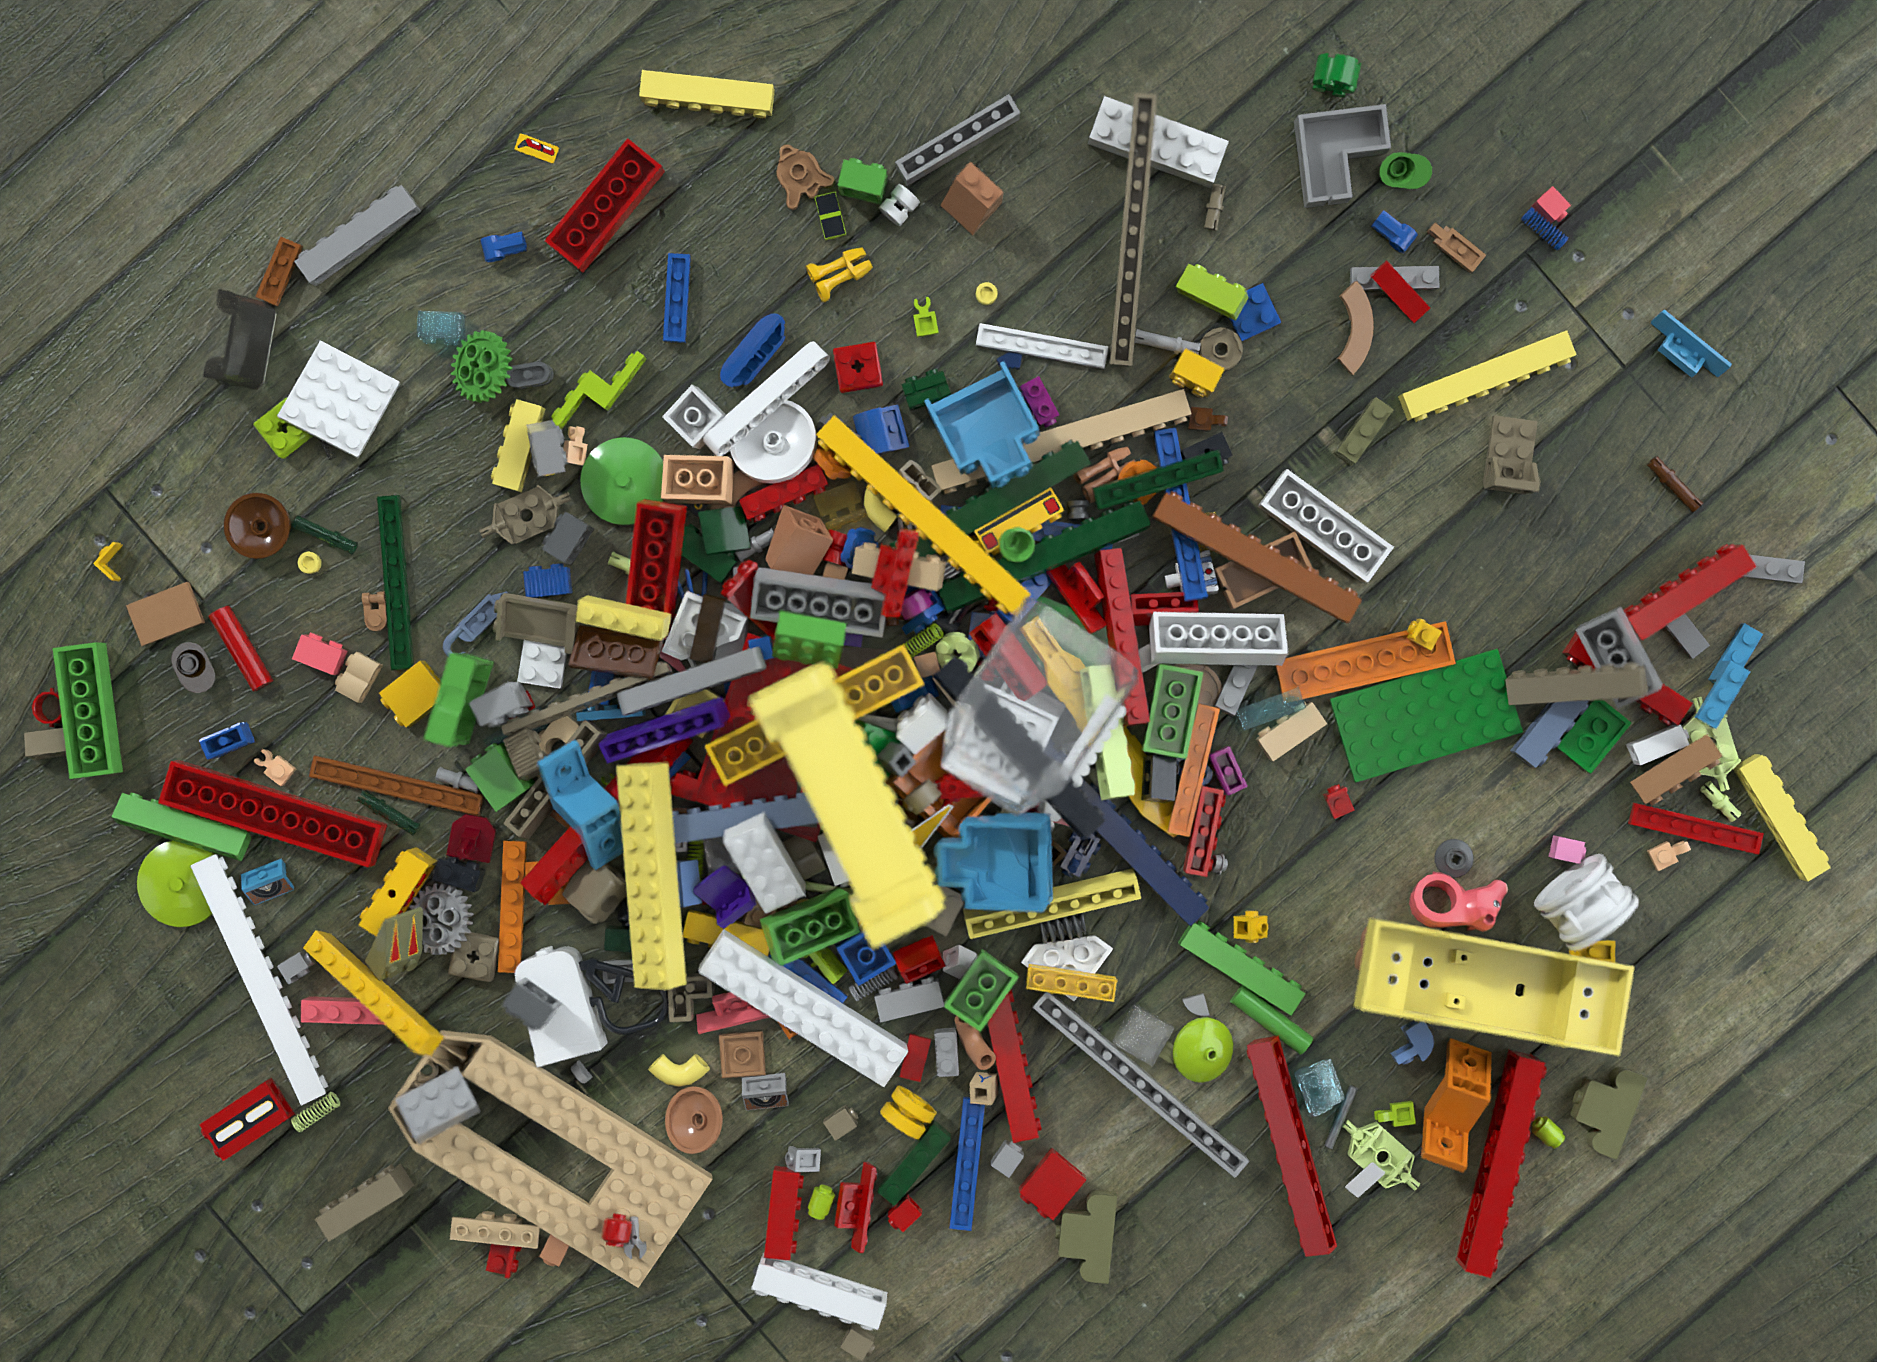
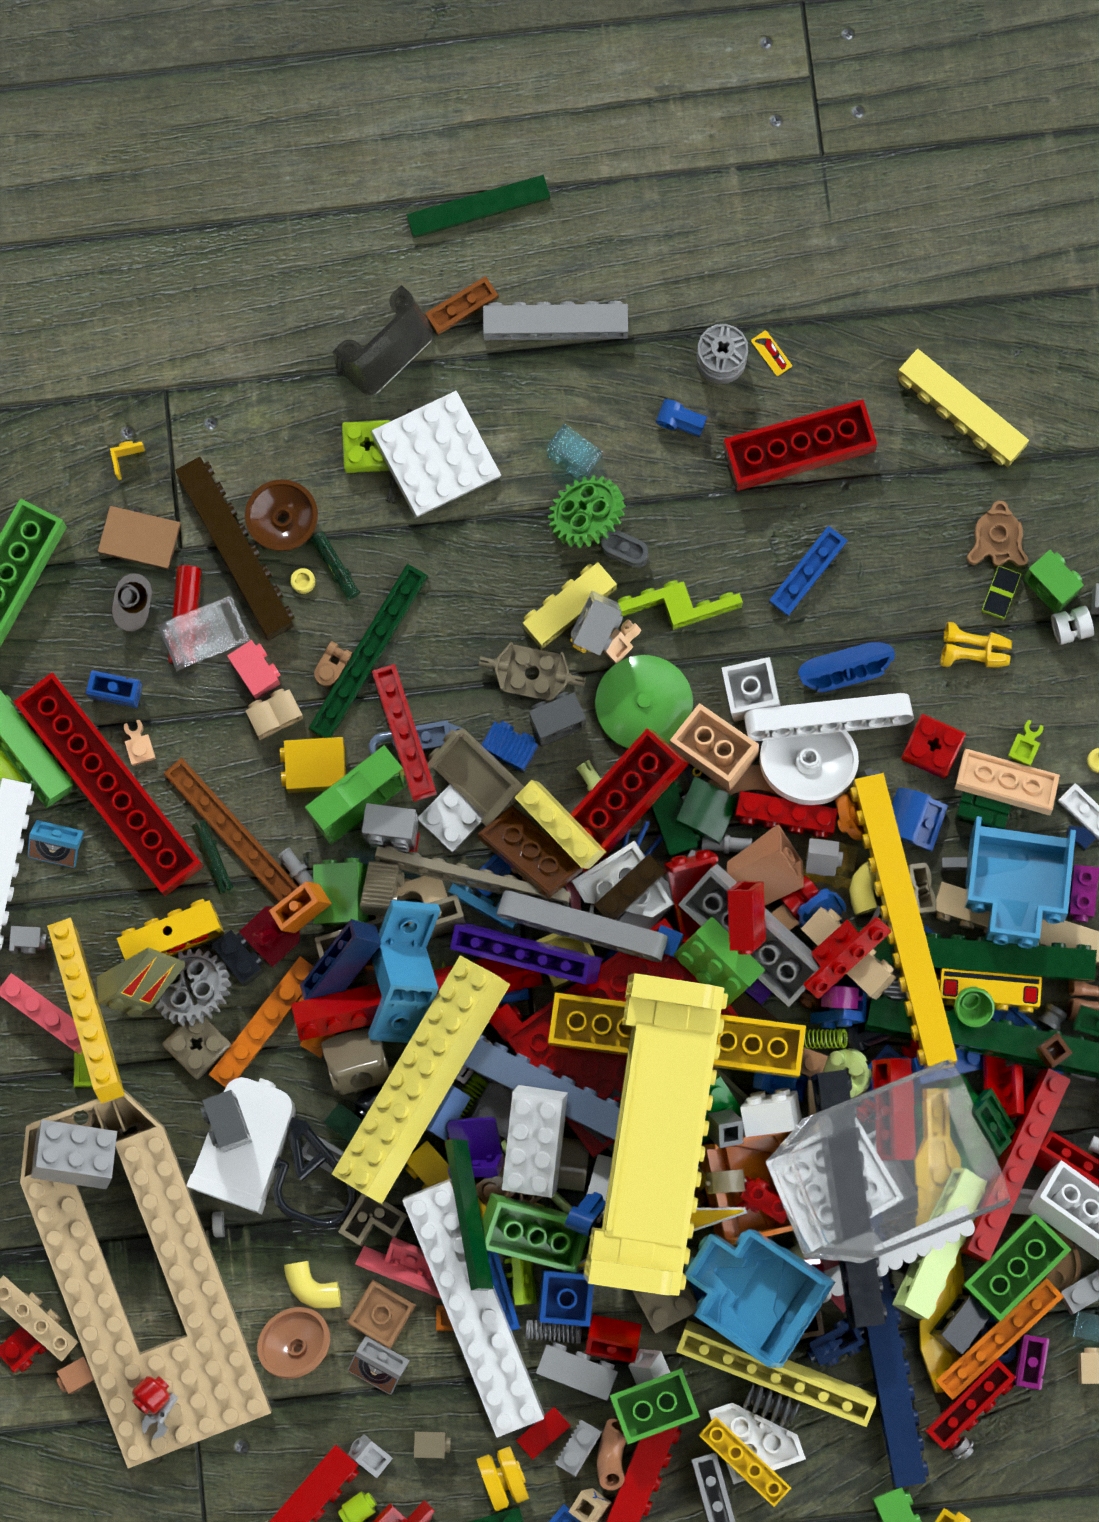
camera: 30 degrees right, 10 degrees down
(238, 185) = (478, 206): none -> dark green tile
(239, 573) = (234, 547): none -> dark brown brick
(262, 654) = (203, 633): none -> clear brick
(463, 626) = (404, 732): none -> red tile
(476, 808) = (300, 907): none -> orange brick
(502, 186) = (717, 366): none -> light grey wheel
(534, 826) = (342, 960): none -> dark blue brick
(754, 949) = (469, 1215): none -> dark green tile
(805, 595) = (746, 916): none -> red brick
(833, 507) = (823, 857): none -> light grey brick
(839, 889) = (585, 1216): none -> blue piece
(929, 357) = (1007, 781): none -> light nougat tile
(931, 445) = (953, 864): none -> light grey tile
(1085, 618) = (993, 1121): none -> dark green slope
(1095, 537) = (1053, 1051): none -> reddish brown brick

